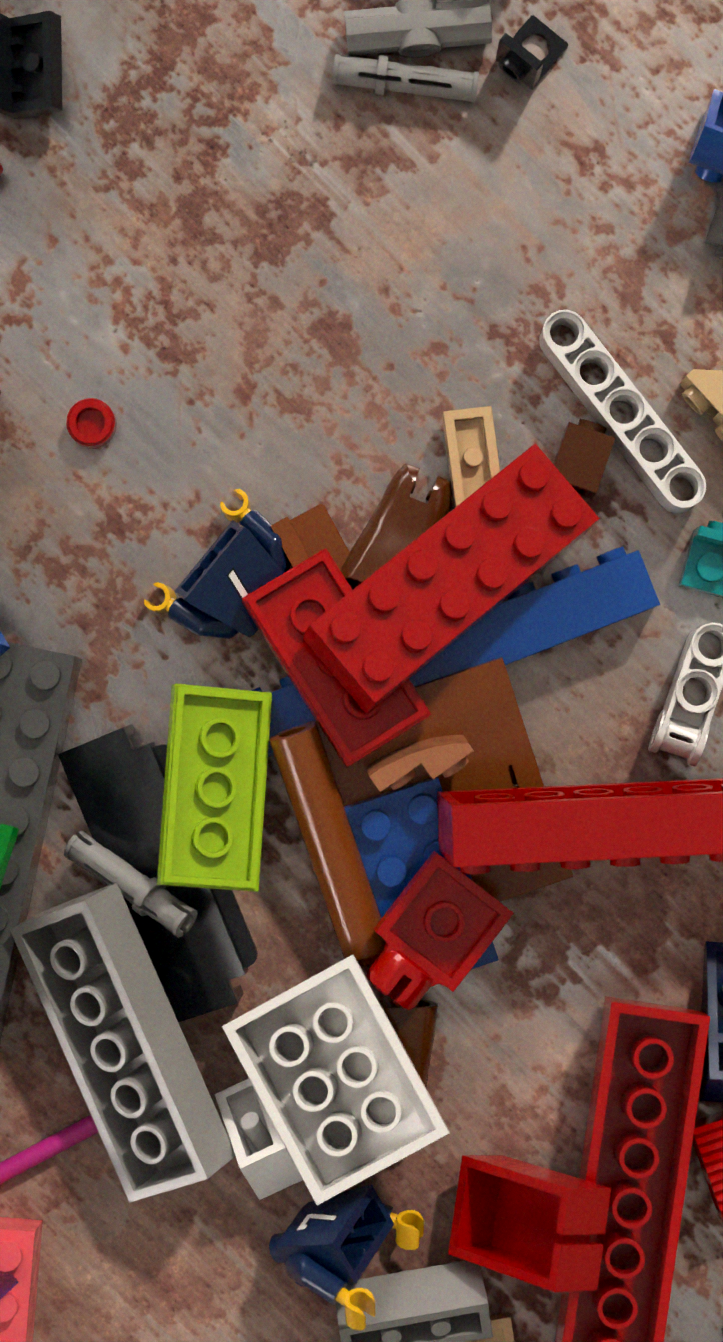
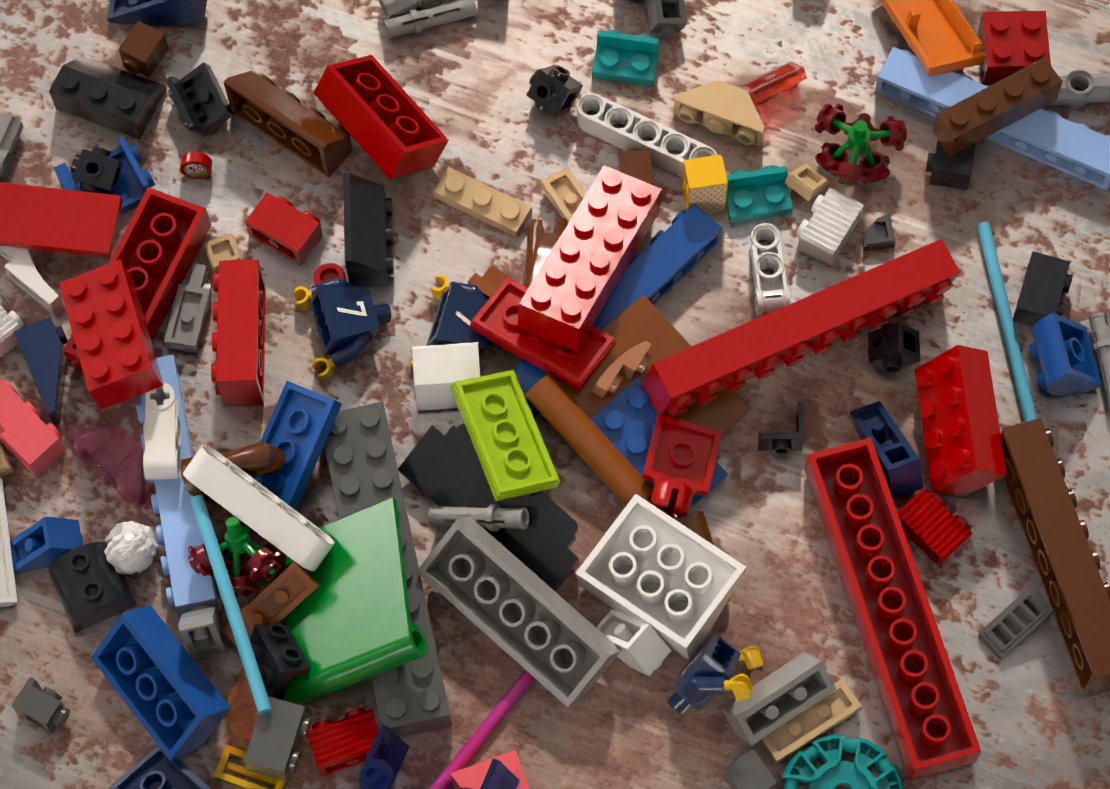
camera: 20 degrees left, 20 degrees down
(58, 320) = (284, 228): none -> red brick
(79, 500) = (343, 319): none -> dark blue torso
(133, 156) = (288, 121): none -> reddish brown slope
(166, 382) = (367, 232): none -> black slope
(180, 646) = (436, 370): none -> white slope
(260, 213) = (380, 116): none -> red brick
(351, 400) = (482, 202): none -> tan plate
(525, 277) = (553, 89): none -> black brick
(529, 1222) = (821, 601): red piece -> none
(594, 955) = (784, 442): none -> black bracket
(652, 269) = (626, 58): none -> teal bracket
(666, 529) = (705, 184): none -> yellow panel

